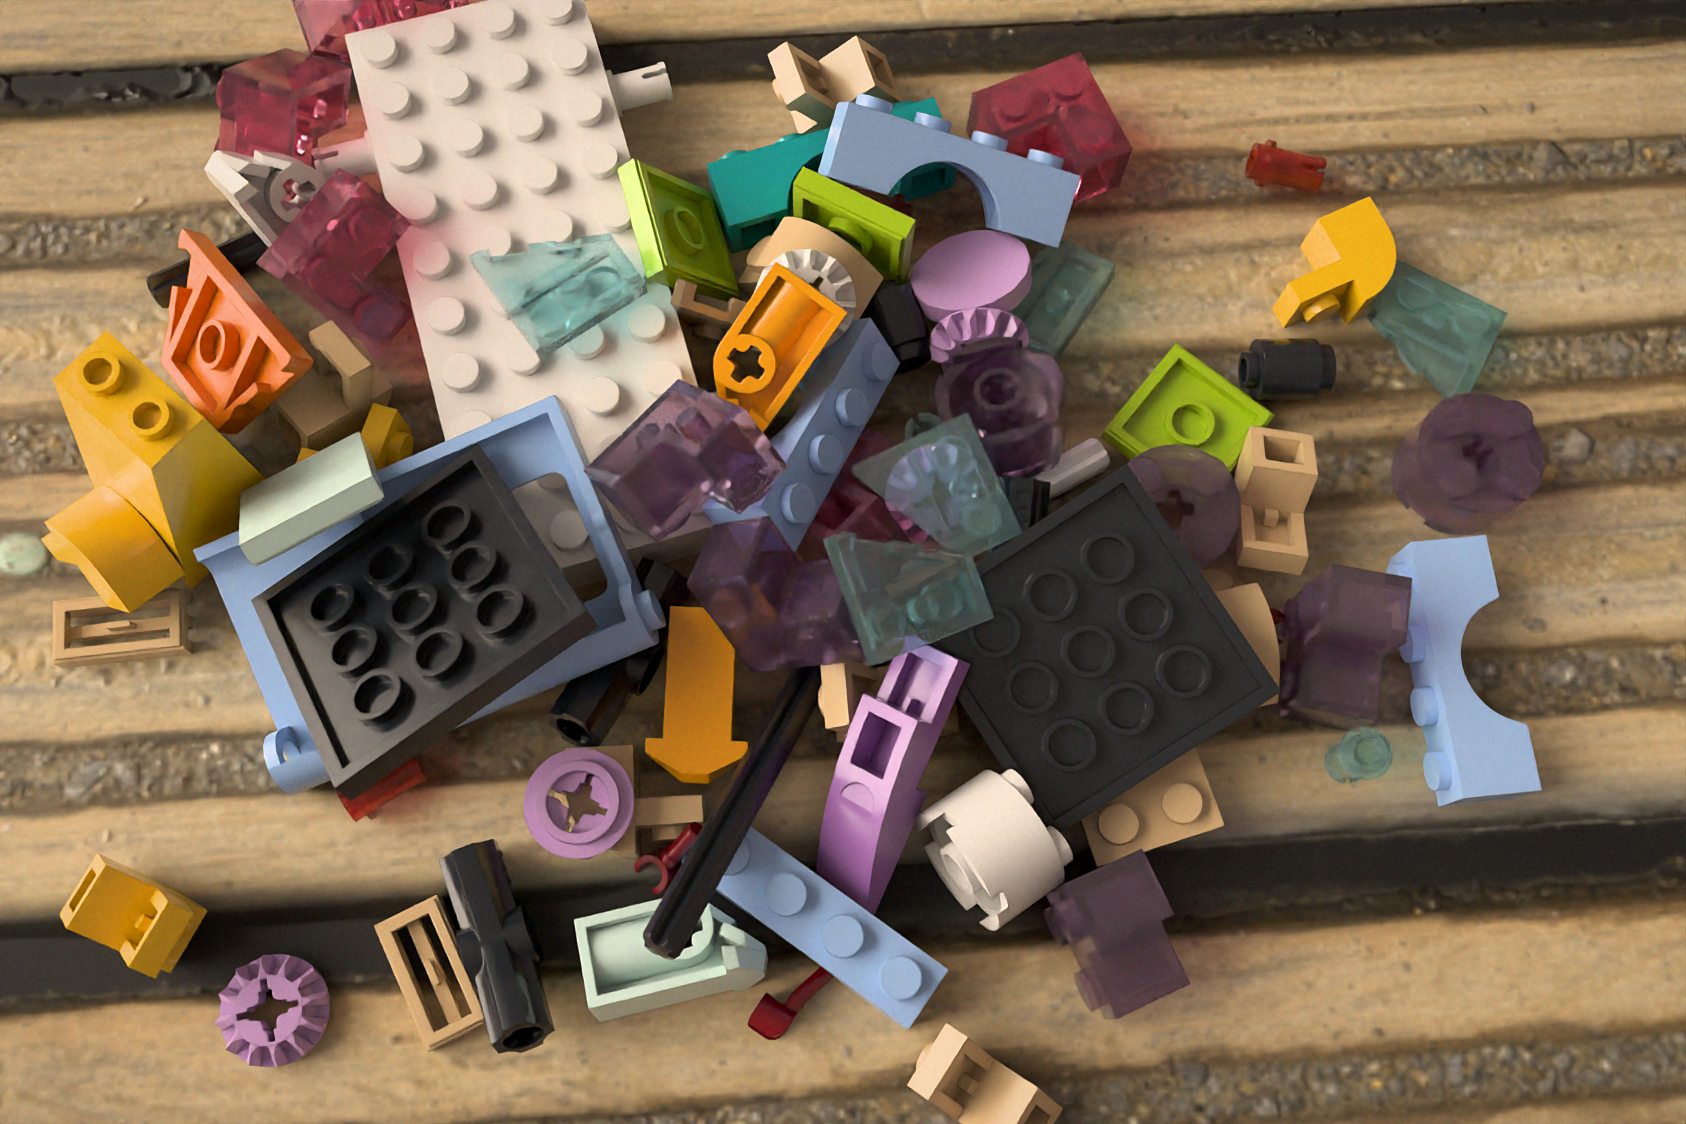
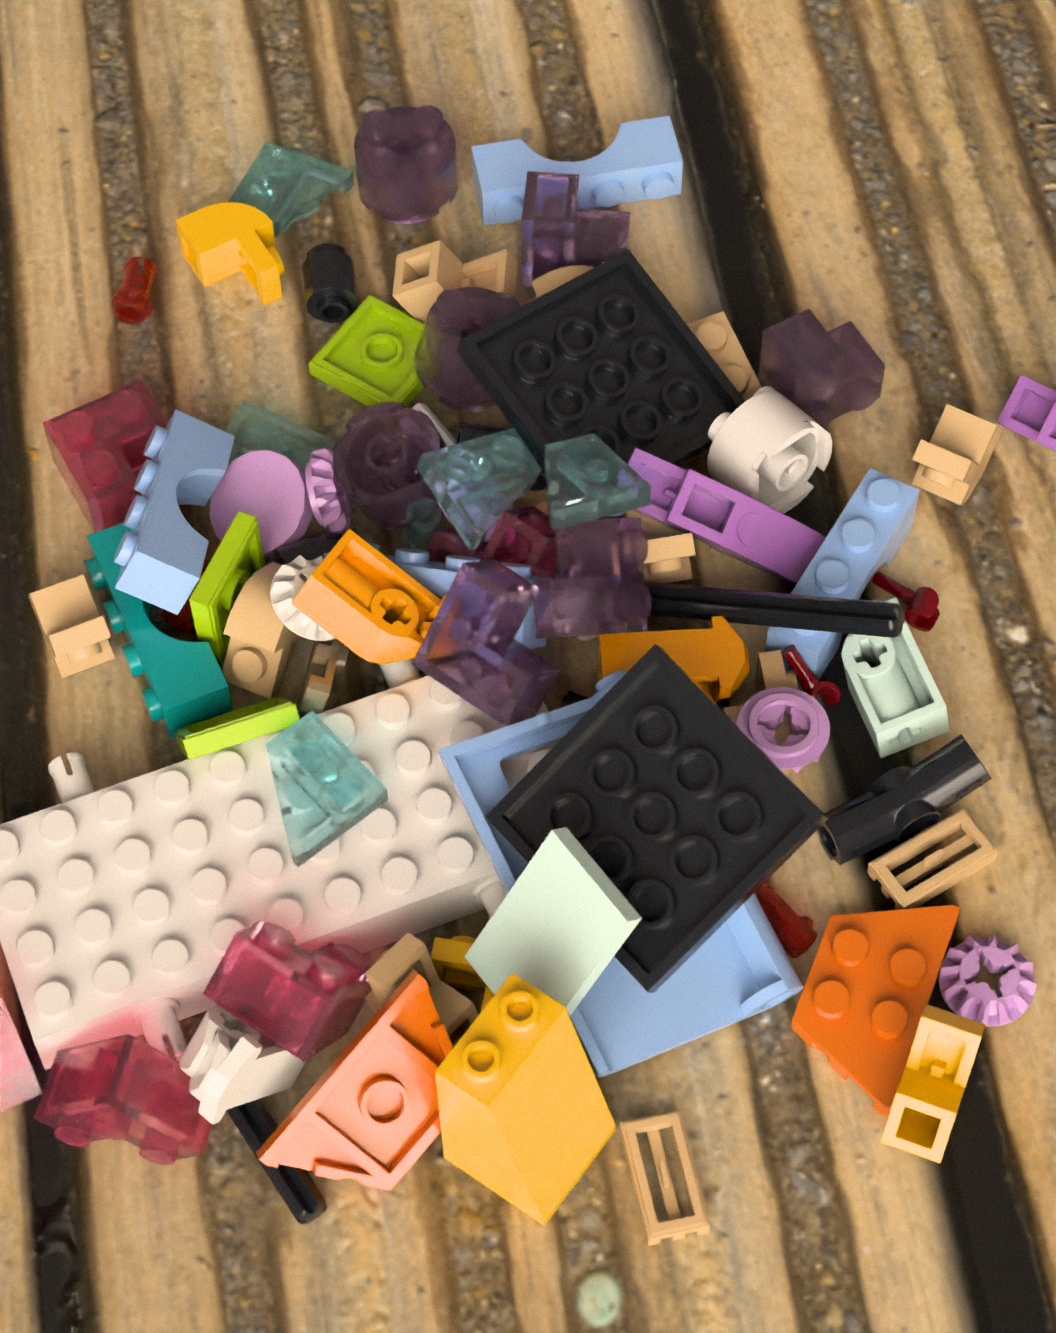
camera: 90 degrees left, 15 degrees down
(112, 549) = (590, 1162): yellow brick -> none
(283, 878) = (871, 992): none -> orange wing
(1359, 755) = (656, 223): clear light blue pin -> none

